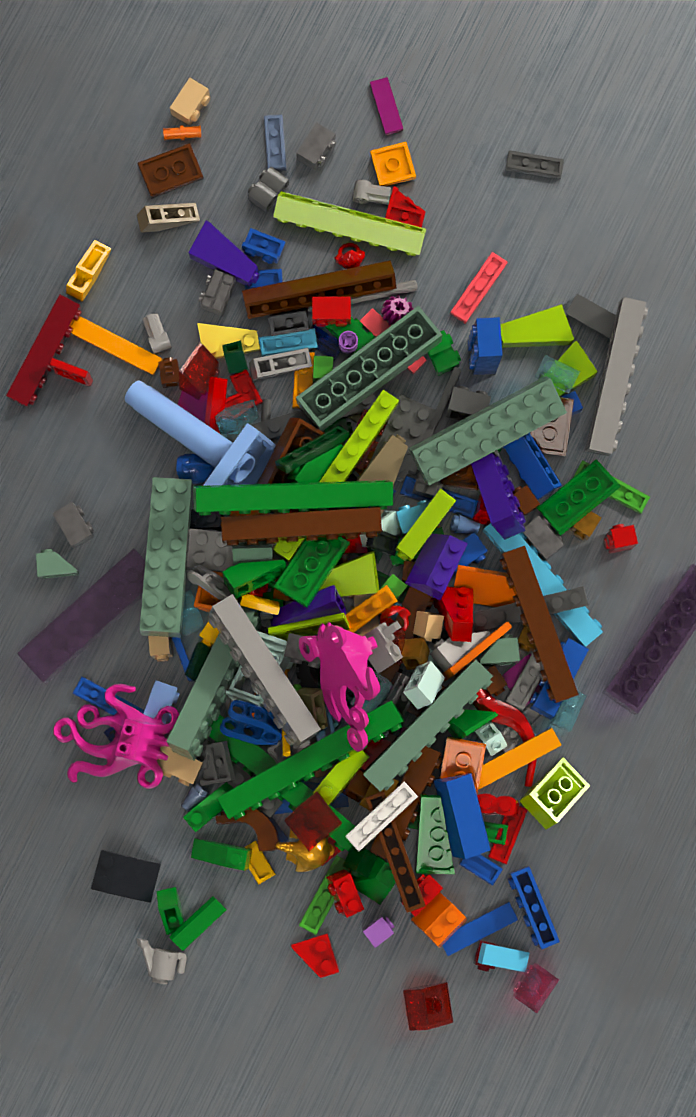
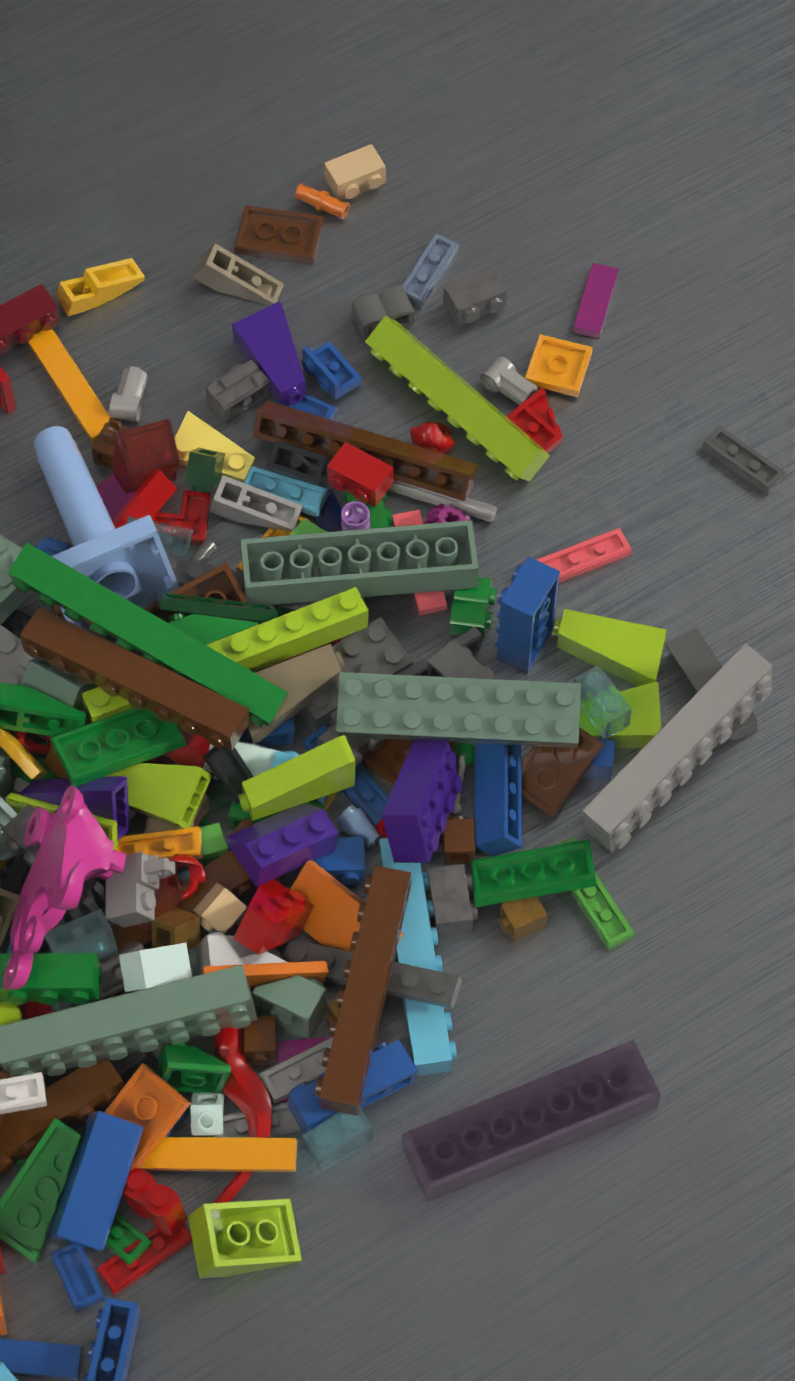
camera: 35 degrees right, 20 degrees down
(620, 538) = (555, 955): red brick -> none

